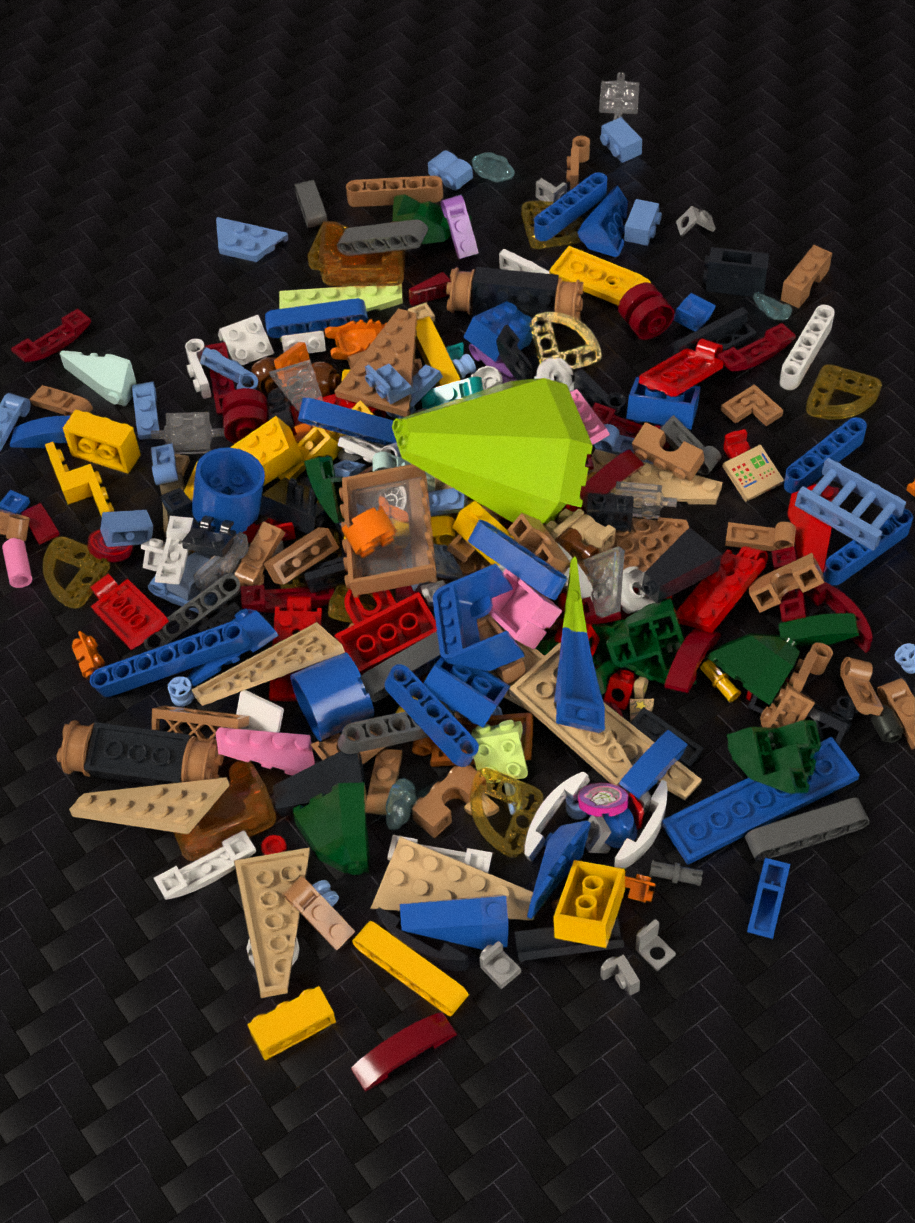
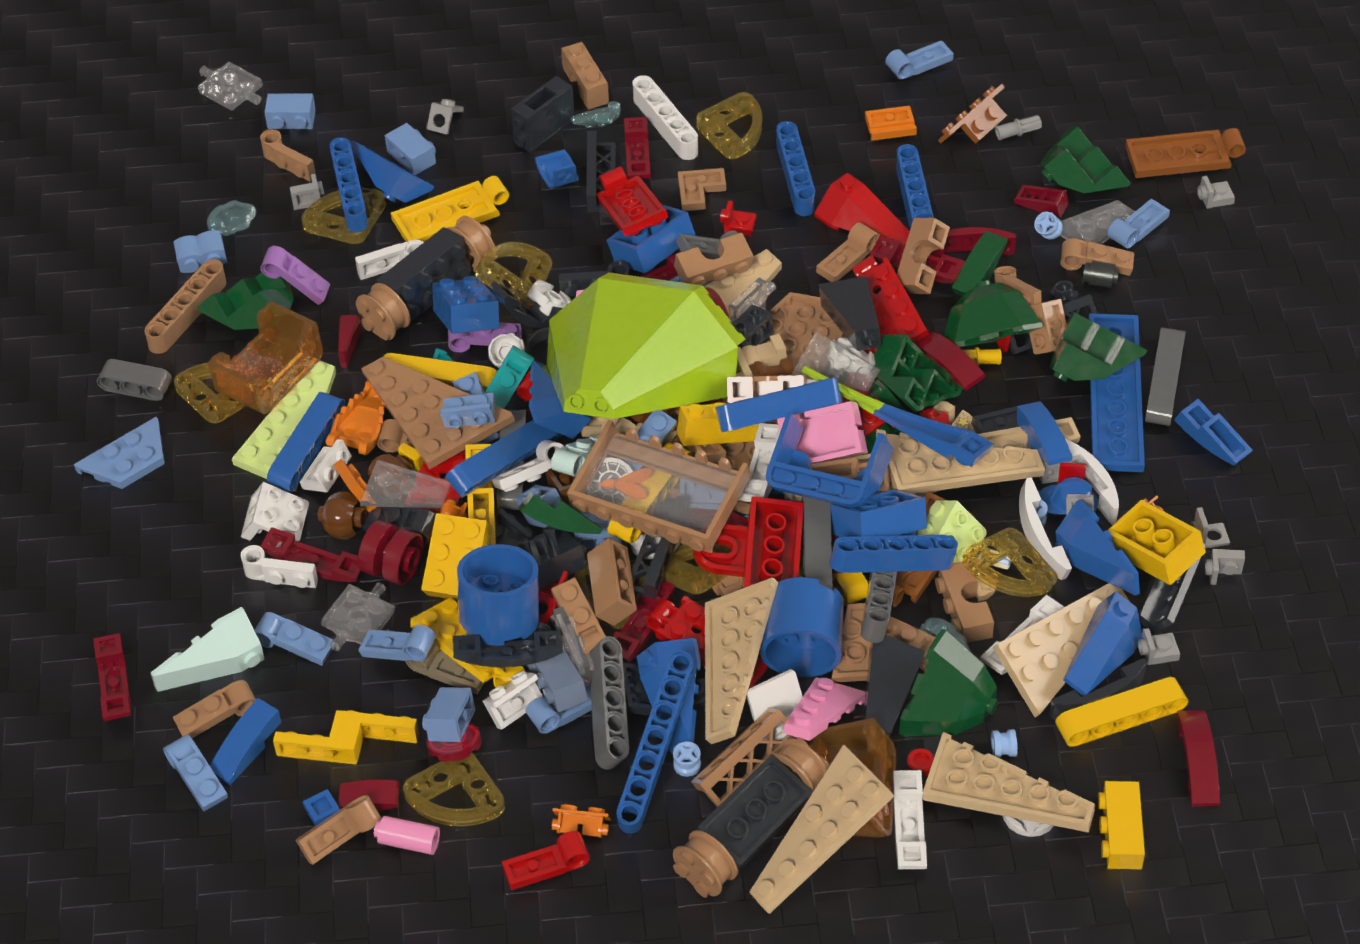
camera: 60 degrees left, 5 degrees down
(38, 653) = (547, 862): none -> red plate
(102, 441) = (314, 687): yellow brick -> none
(126, 611) = (573, 754): red hinge -> none
(174, 556) = (535, 676): white slope -> none
(207, 540) = (549, 638): black plate -> none
(228, 368) = (317, 538): medium blue plate -> none
(318, 913) = (1013, 747): plate -> none
(369, 531) = (664, 492): orange brick -> none
(382, 237) = (281, 325): dark grey beam -> none
(422, 311) = (364, 359): tan tile -> none
(464, 366) = (470, 355): light blue wheel -> none
(603, 798) = (1057, 484): tile -> none
(646, 311) = (539, 196): dark red wheel -> none
(676, 873) = (1148, 482): dark grey pin -> none
(753, 473) = (774, 223): tan tile -> none
(840, 519) = (878, 188): medium blue fence -> none
(856, 680) = (1056, 270): medium nougat plate -> none

